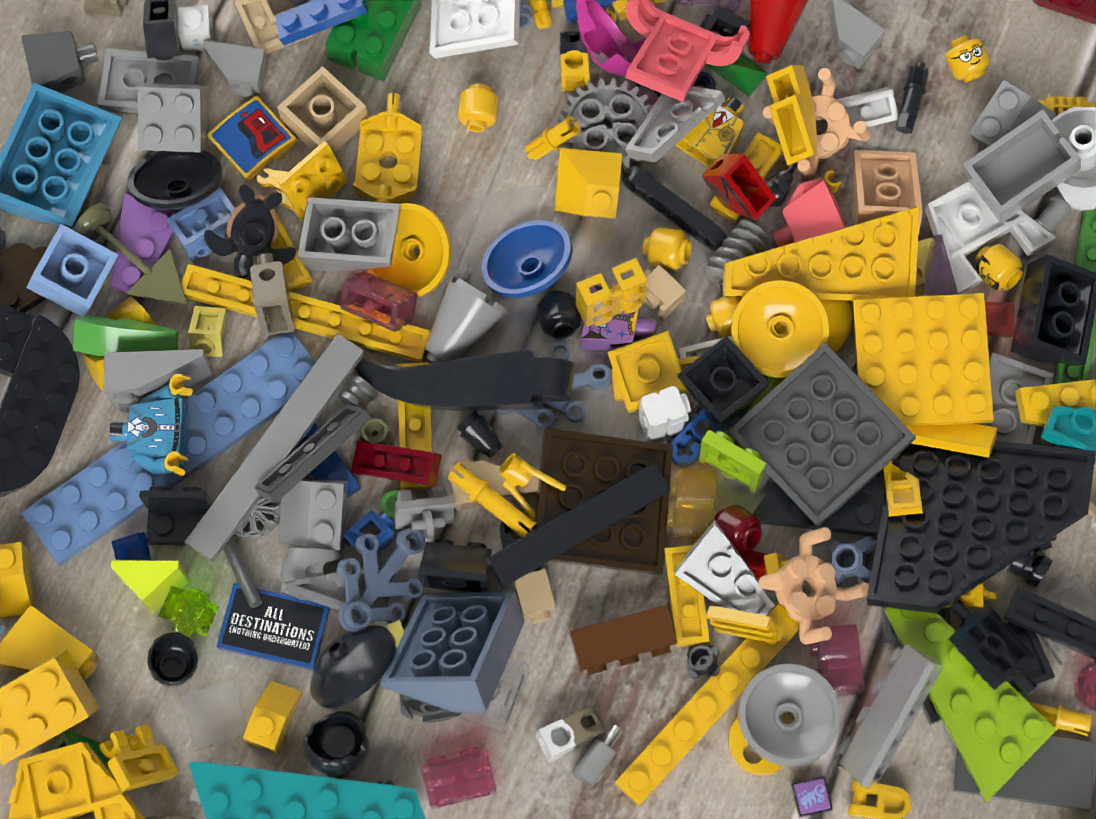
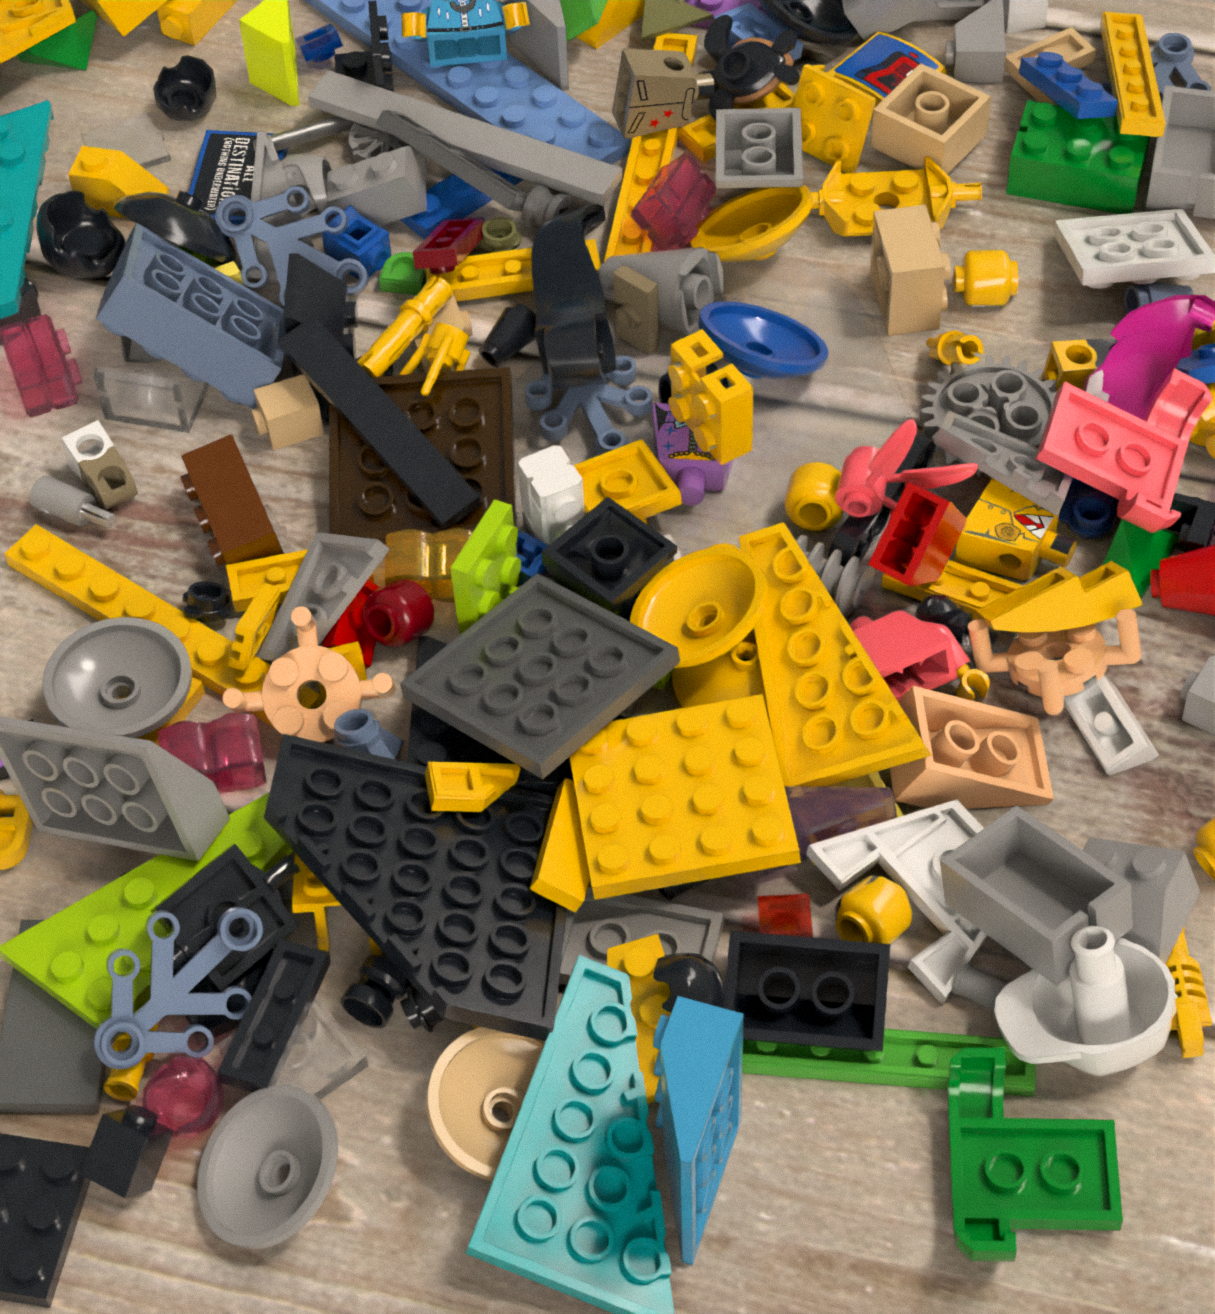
camera: 85 degrees right, 20 degrees down
(138, 759) = (50, 75): yellow plate -> none
(195, 612) = (243, 91): clear neon green brick -> none
(207, 330) = (601, 64): light yellow bracket -> none
(424, 513) = (384, 278): light grey hips -> none
(477, 153) = (908, 269): none -> tan brick
(489, 337) = (636, 309): none -> dark tan plate
(588, 182) = (886, 398): yellow slope -> none
(663, 292) = (746, 498): tan brick -> none
(681, 209) = (870, 469): none -> coral plant
(912, 97) = (1146, 782): black piece -> none
(1046, 679) = (171, 993): none -> sand blue plant
(1064, 369) = (690, 977): none -> black hair

